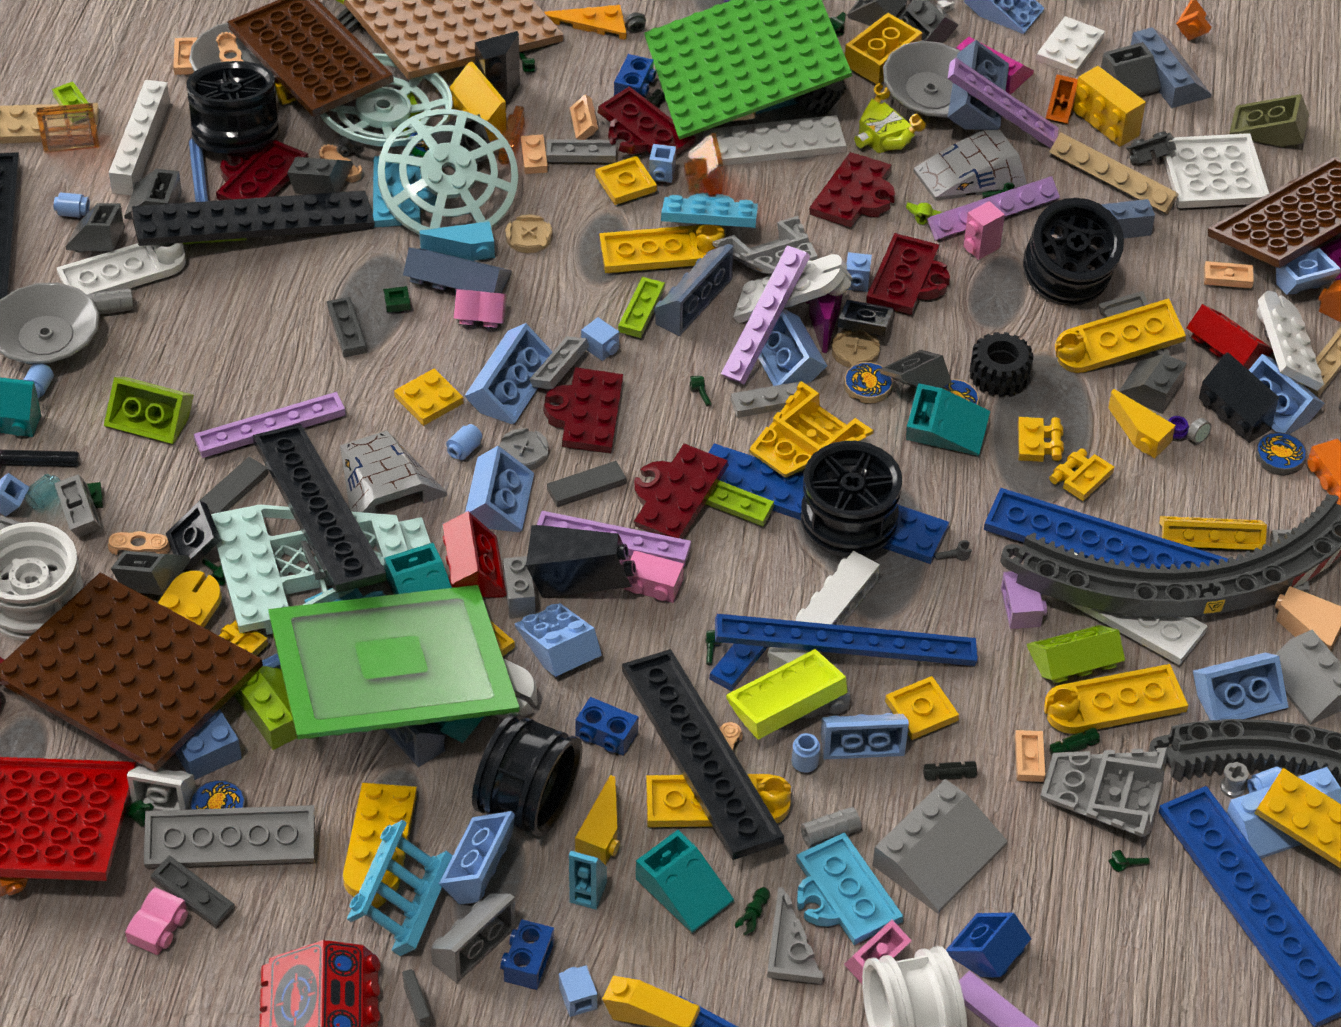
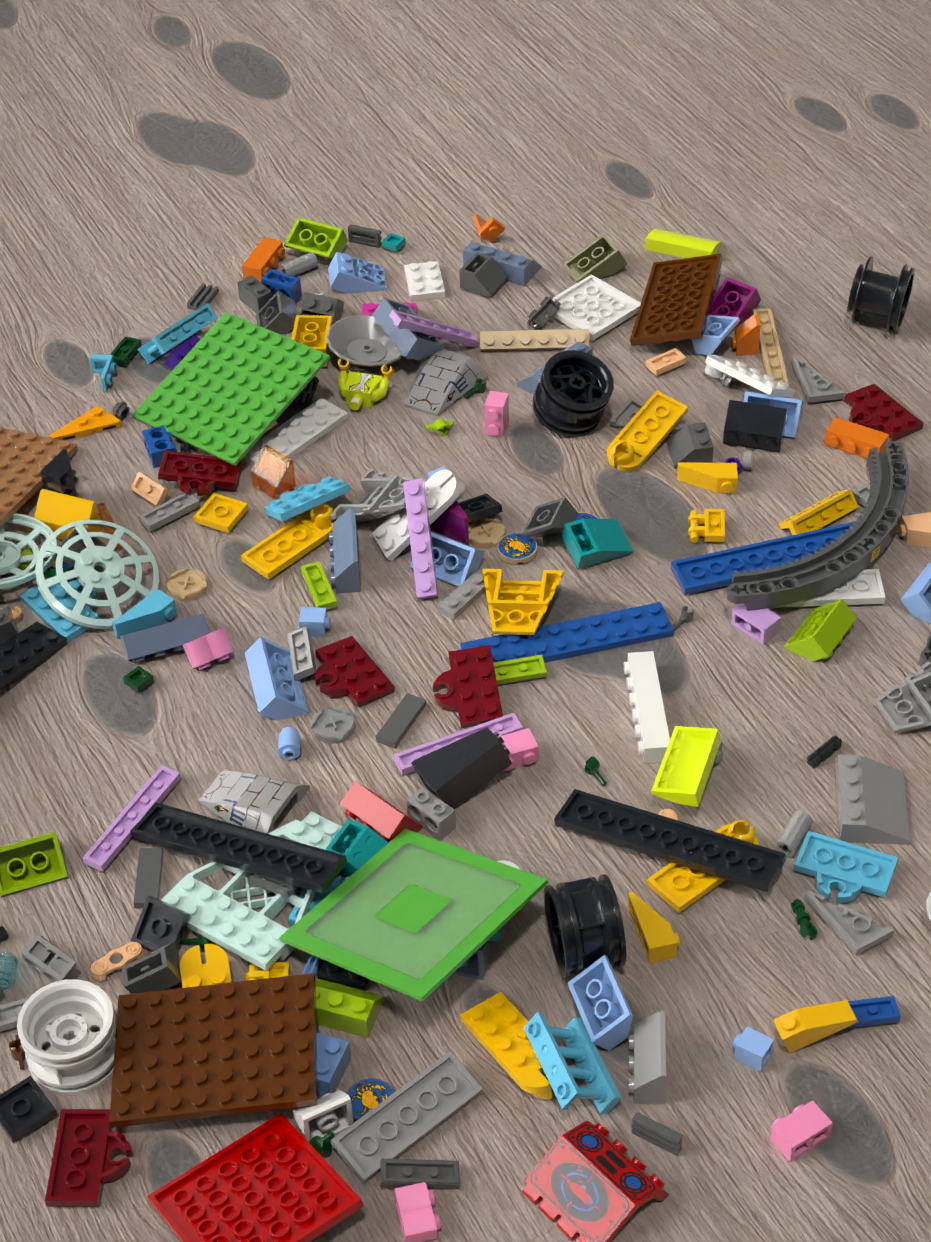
camera: 35 degrees left, 5 degrees down
(346, 327) = (118, 719): dark grey tile -> none
(428, 396) = (229, 730): yellow plate -> none
(500, 491) = (348, 760): light blue slope -> none
(533, 955) = (700, 1046): blue brick -> none
(534, 154) = (138, 529): light nougat plate -> none
(559, 638) = (493, 830): light blue slope -> none
(586, 879) = (687, 970): medium azure slope -> none
(606, 726) = (586, 863): blue brick -> none
(662, 163) = (239, 486): light blue brick -> none
(683, 881) = (744, 930): teal slope -> none
(698, 383) = (408, 612): dark green hand -> none
(735, 665) = (621, 765): blue plate -> none
(805, 753) = (732, 796): light blue brick -> none
(845, 639) = (683, 710): blue plate -> none
(851, 498) = (600, 618): black wheel -> none
(855, 191) = (383, 437): dark red plate -> none
(864, 736) = (754, 762): light blue slope -> none
(887, 941) = (910, 889): bright pink brick -> none
(908, 275) = (474, 467): dark red plate -> none
(923, 706) = (767, 724): yellow plate -> none
(1001, 364) = (591, 488): black tyre -> none
(1008, 202) = (475, 409): lavender plate -> none
(1029, 756) = (862, 711): light nougat plate -> none
(1031, 439) = (655, 525): yellow plate -> none
(1062, 99) = (457, 311): orange slope -> none
(1076, 742) = (877, 686): dark green axle -> none
(1109, 106) = (493, 300): yellow brick -> none
(1115, 700) = (873, 646): yellow plate -> none
(1226, 336) = (706, 396): red slope -> none
(1281, 453) = (806, 447): tile -> none

